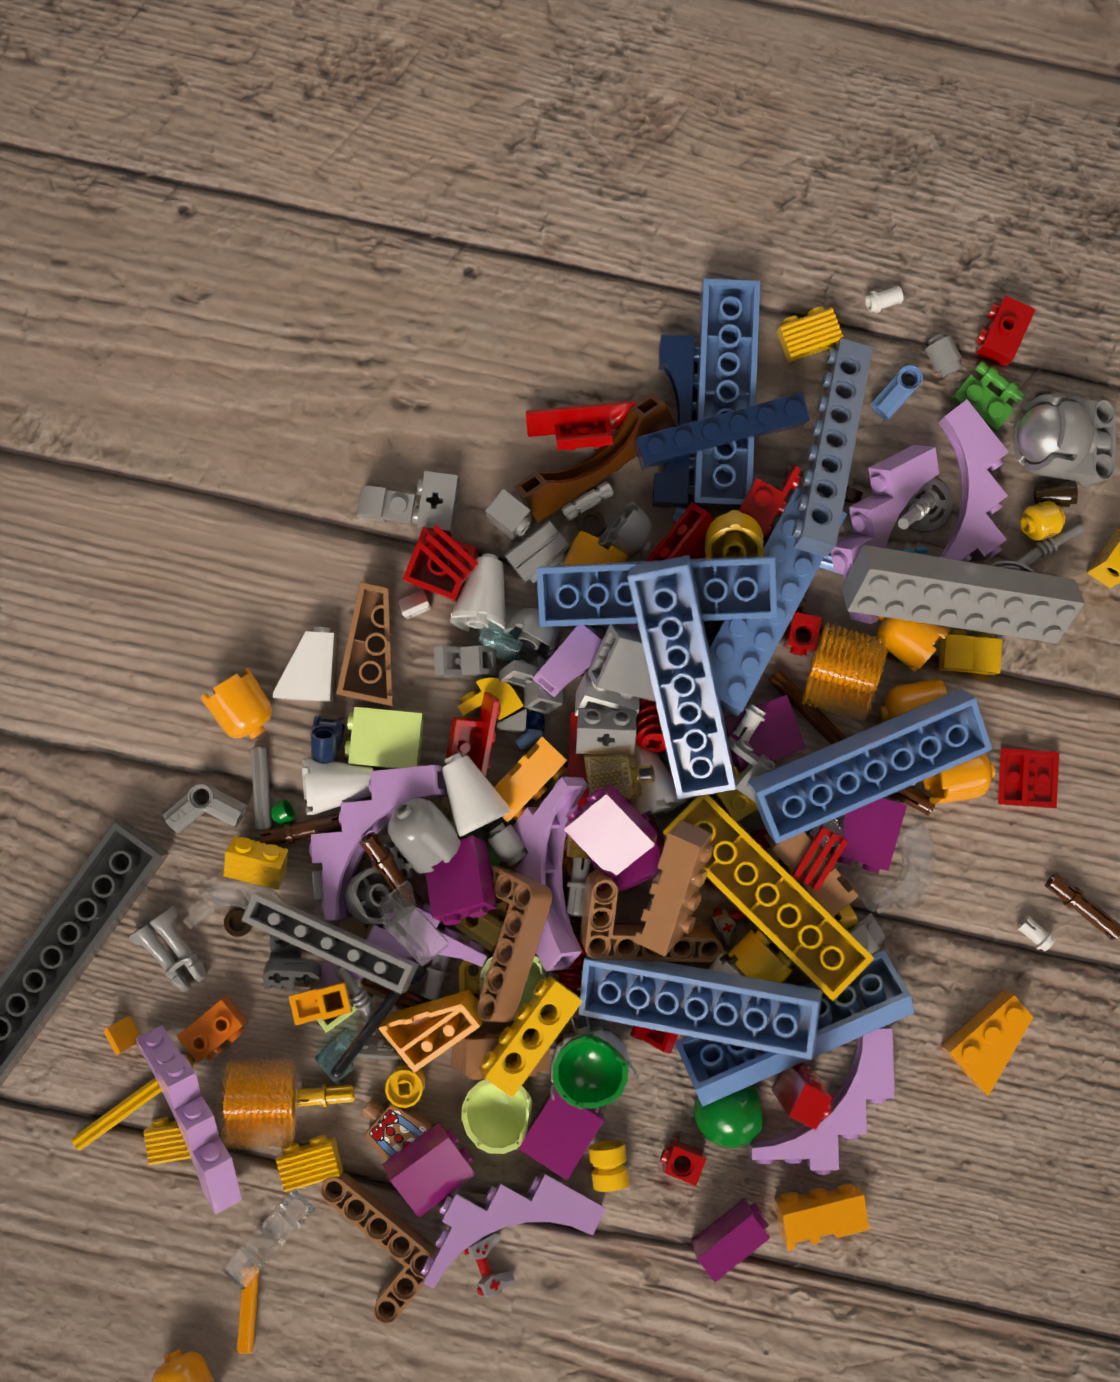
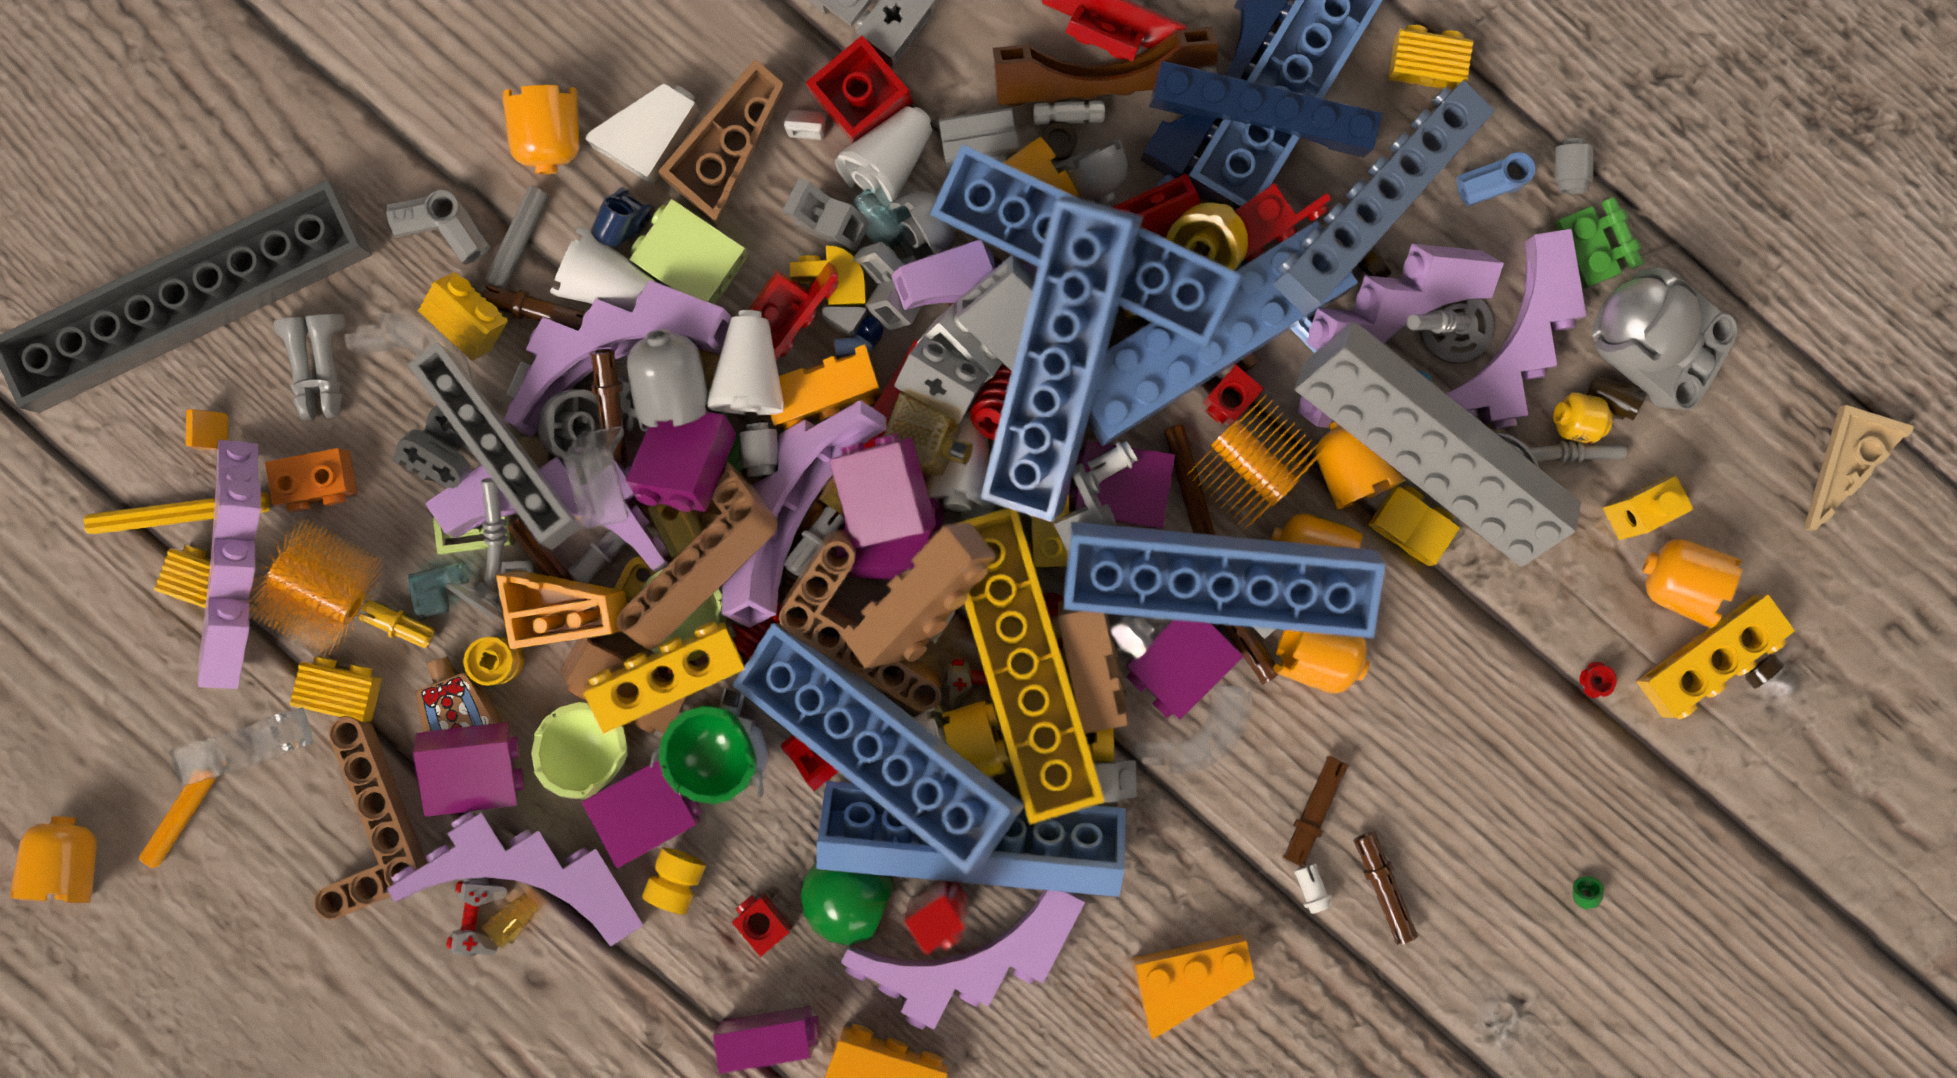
camera: 30 degrees right, 0 degrees up
(234, 925) = (402, 377): dark brown tile -> none
(282, 812) = (526, 277): green hinge -> none
(320, 1003) = (445, 508): light orange brick -> none
(371, 1026) = (575, 543): black piece -> none
(430, 538) = (863, 52): red tile -> none
(509, 515) = (968, 77): light grey brick -> none
(512, 1253) = (510, 920): none -> clear yellow cone
(807, 880) = (1077, 672): red tile -> none
(878, 300) = (1539, 65): white pin -> none
(1004, 331) = (1661, 176): red brick -> none
(1009, 881) = (1315, 811): none -> reddish brown pin
(1028, 778) = (1403, 706): red slope -> none

